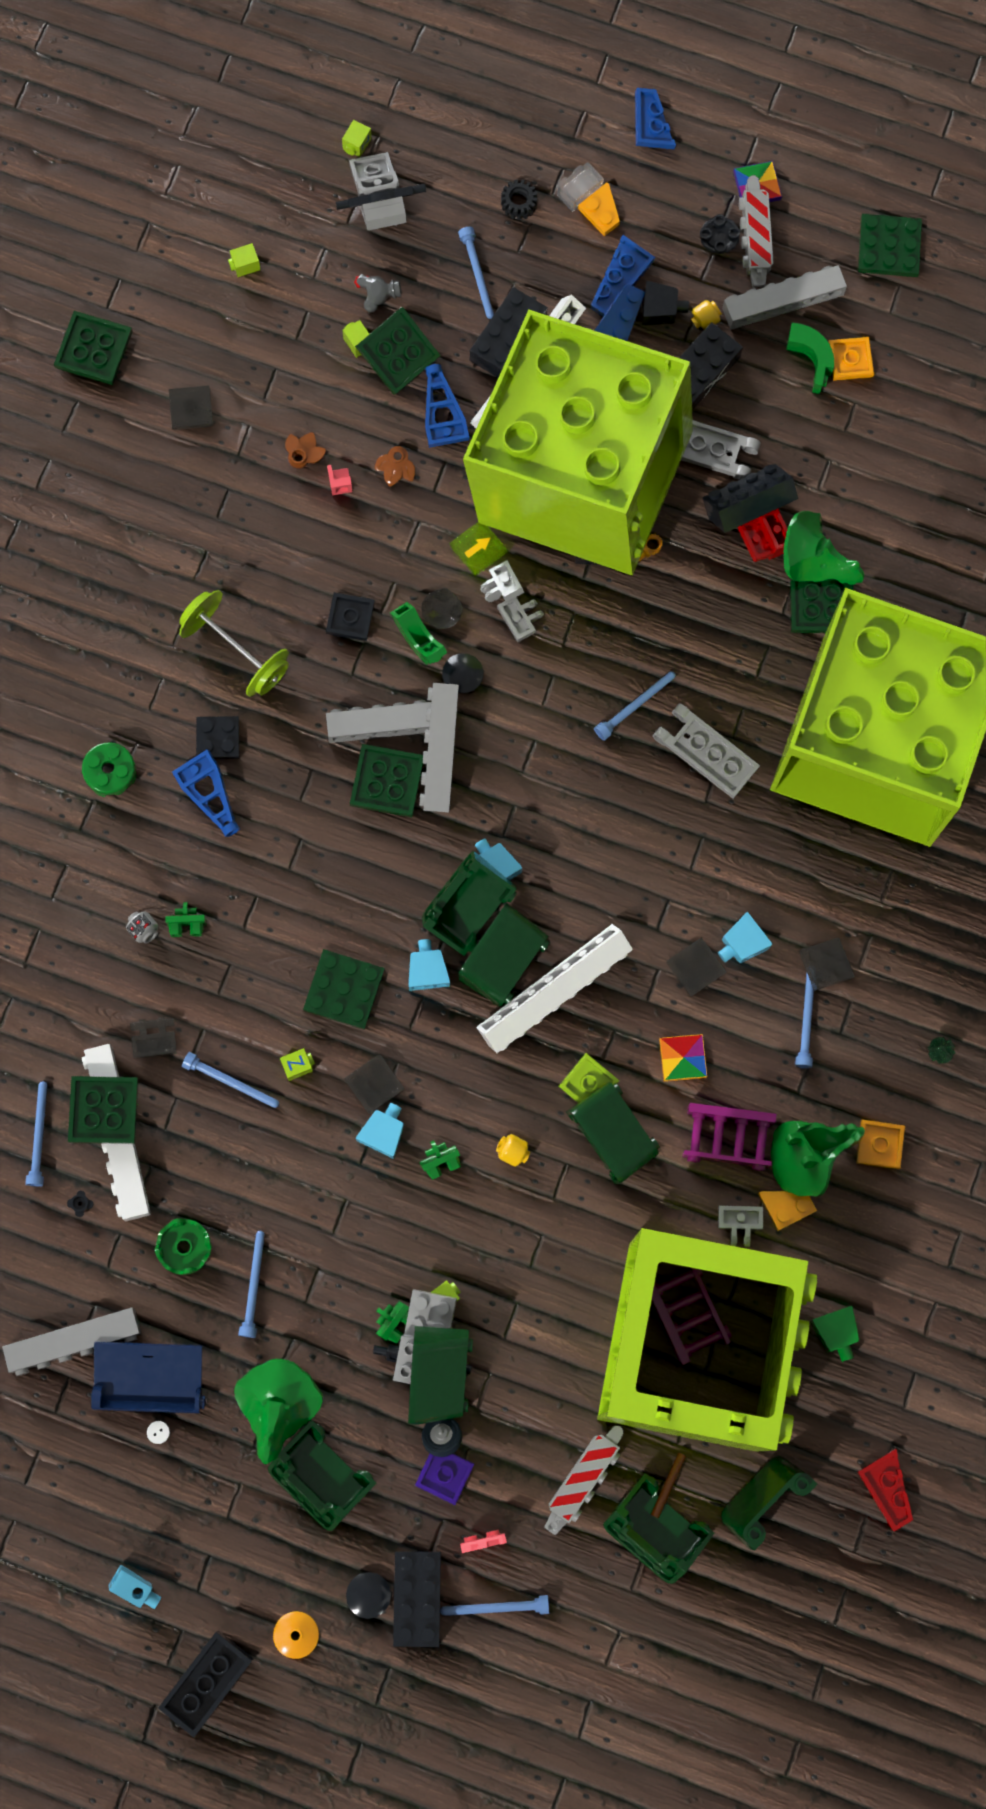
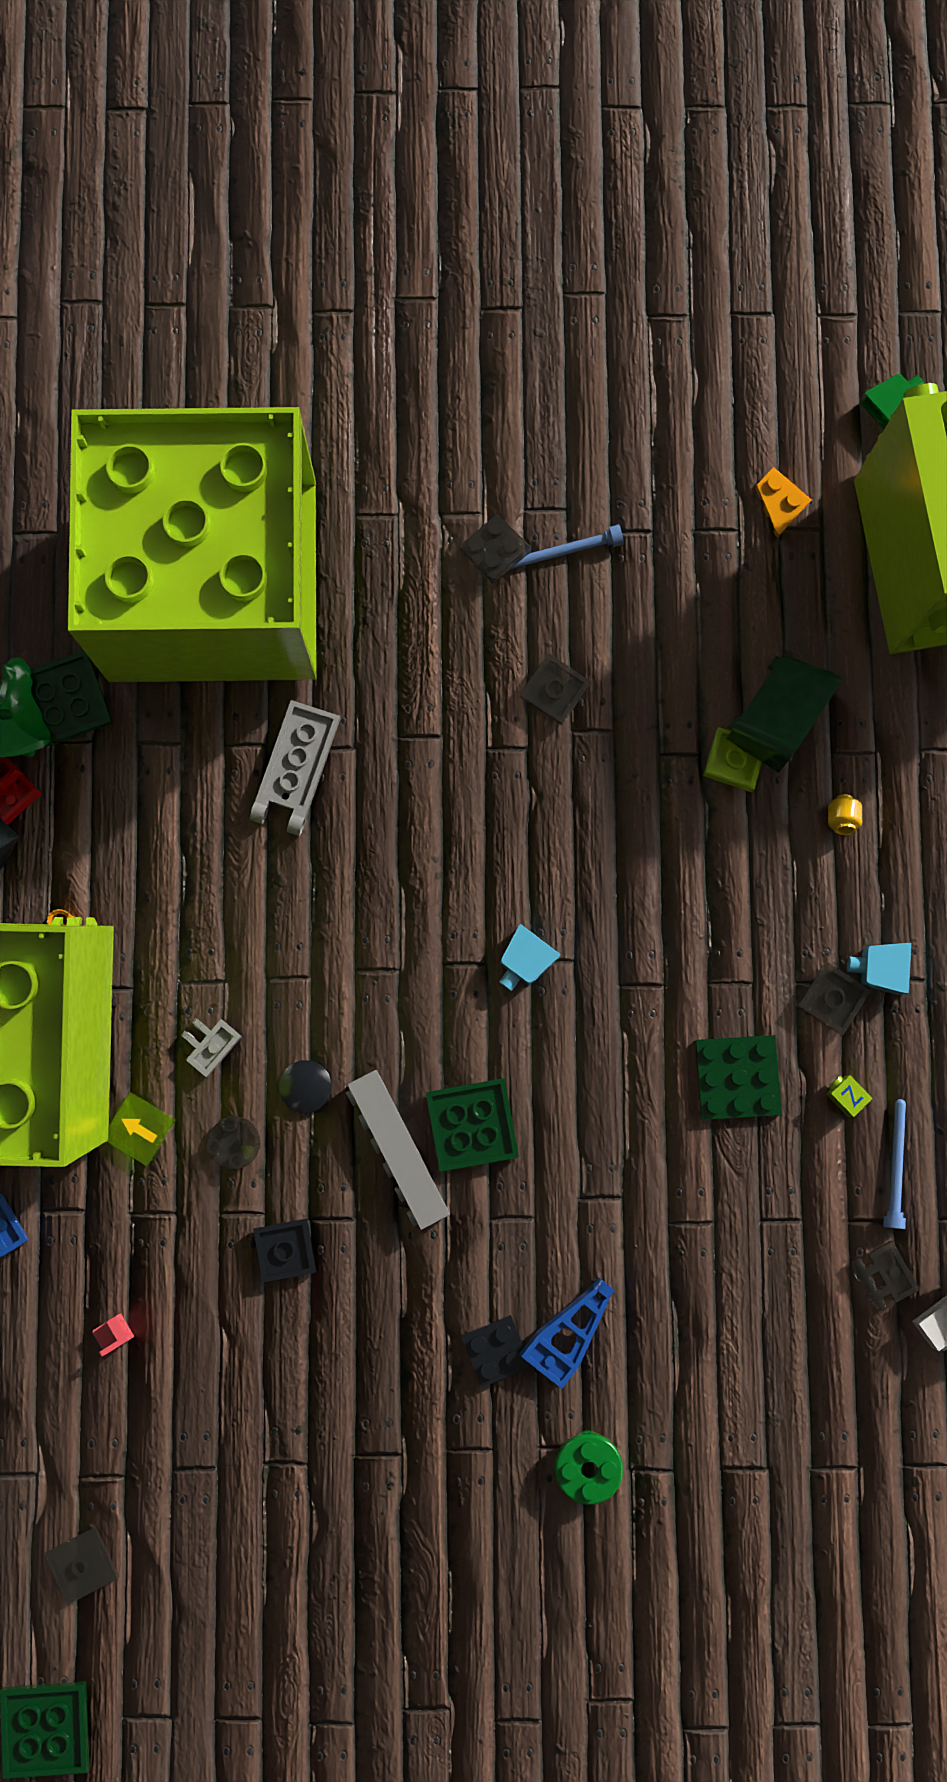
camera: 110 degrees left, 5 degrees up
(142, 927) = (763, 1344): light grey head -> none
(195, 922) = (742, 1306): green hips -> none
(199, 613) = (354, 1438): lime axle -> none
(304, 448) = (84, 1396): dark orange plate -> none
(394, 468) = (73, 1271): dark orange plate -> none
(417, 635) = (280, 1156): green arch -> none
(427, 968) = (678, 989): medium azure torso -> none
(440, 747) = (412, 1074): light grey brick -> none
(448, 1155) = (887, 893): green hips -> none
(467, 903) = (588, 973): dark green windscreen -> none
(503, 583) = (171, 1079): light grey hinge -> none
(503, 956) = (630, 906): dark green windscreen -> none
(554, 988) = (645, 835): white brick -> none
(604, 729) = (311, 892): medium blue piece -> none
(683, 1057) = (662, 668): tile -> none
(740, 1218) = (815, 543): light grey hinge -> none
(741, 1118) = (713, 603): magenta fence -> none
(744, 941) = (504, 646): medium azure torso -> none
(806, 1153) = (721, 490): green animal -> none
(881, 1144) = (672, 426): light orange tile -> none
(941, 1050) = (539, 398): clear green gear -> none

